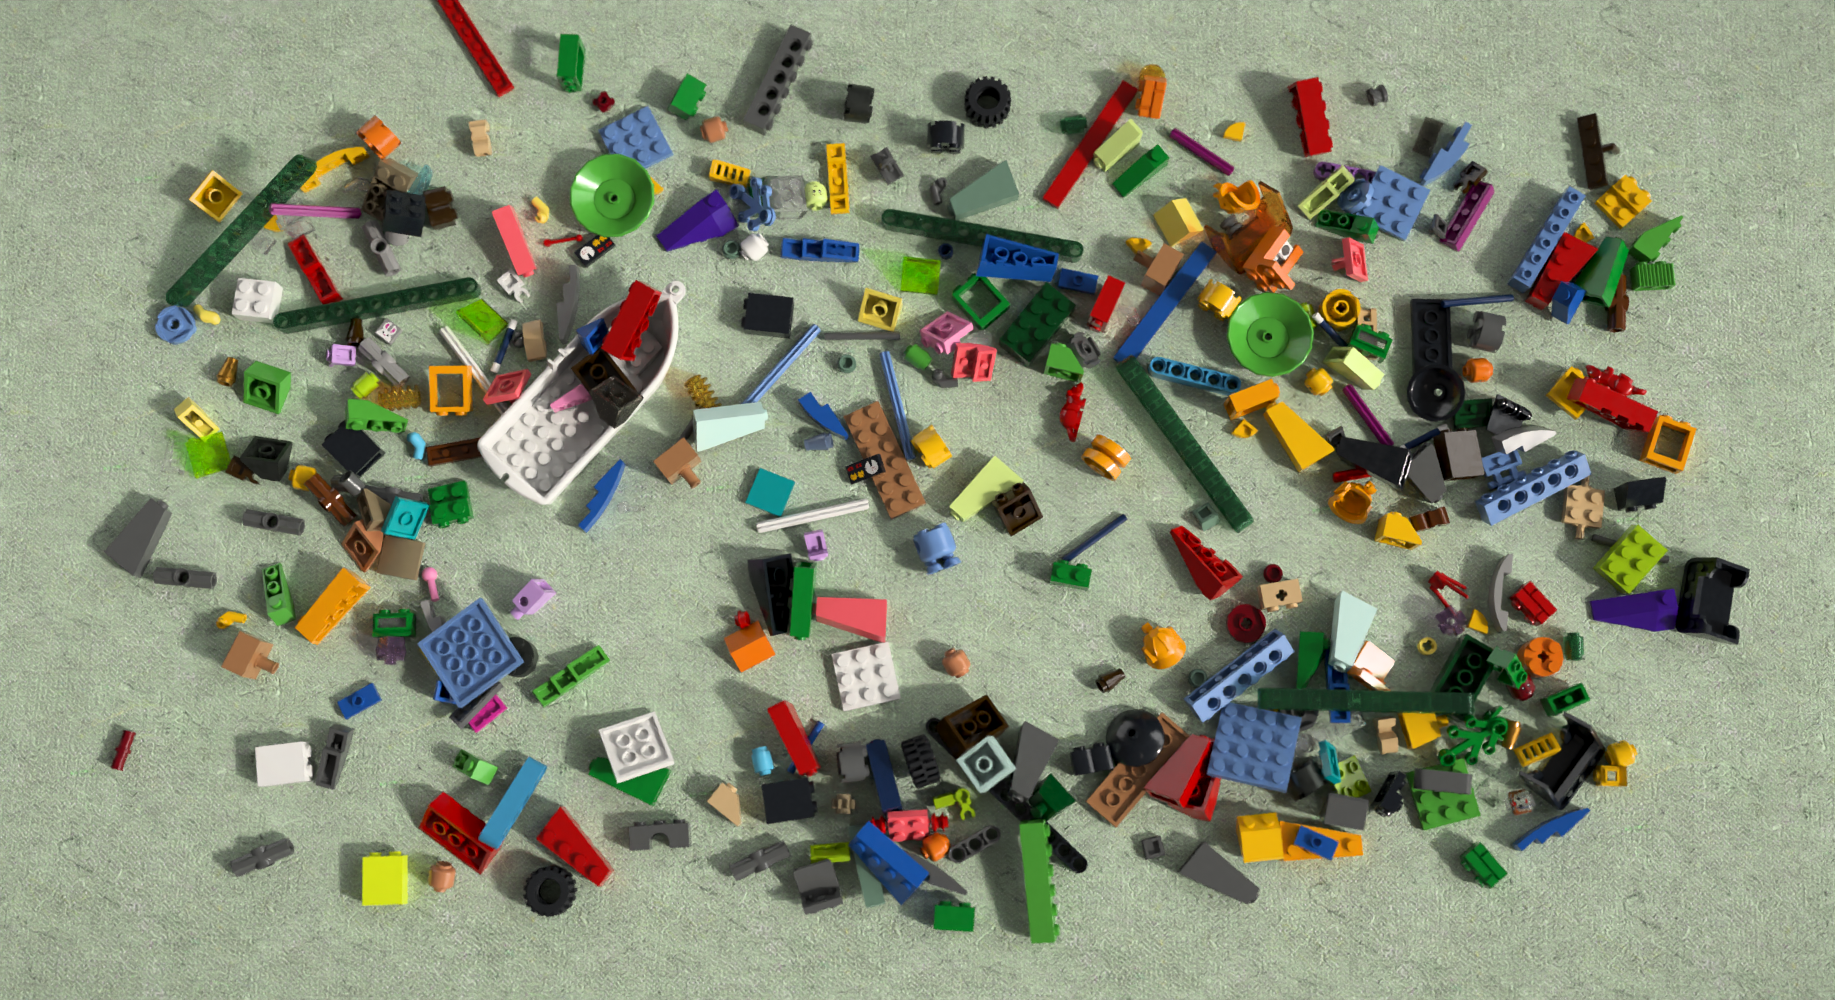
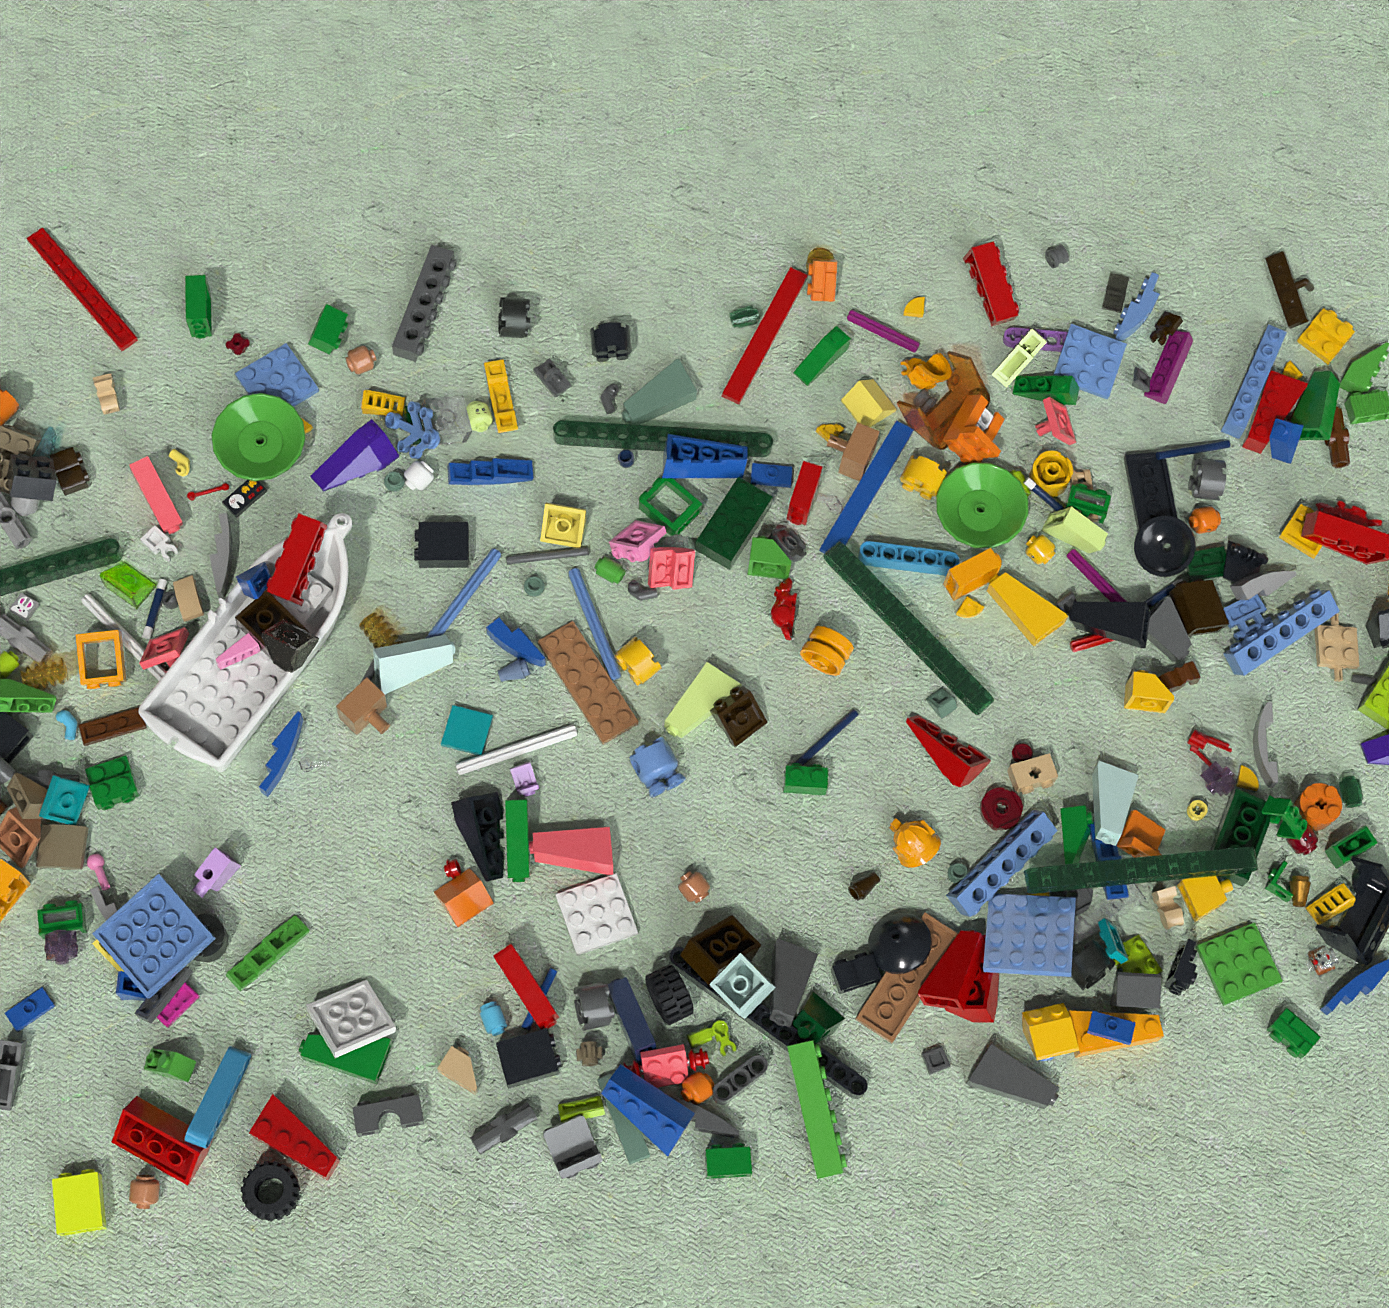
camera: 15 degrees left, 10 degrees down
(865, 469) = (568, 692): tile -> none
(920, 275) = (602, 485): clear neon green slope -> none
(991, 88) = (654, 289): black tyre -> none
(1118, 146) = (795, 332): yellowish green slope -> none
(1352, 501) = (1094, 668): light orange helmet -> none
(1356, 196) = (1051, 357): medium blue plate -> none
(1442, 781) = (1236, 947): dark grey beam -> none
(1473, 739) = (1262, 898): green plant -> none
(1532, 604) = (1300, 752): red brick -> none

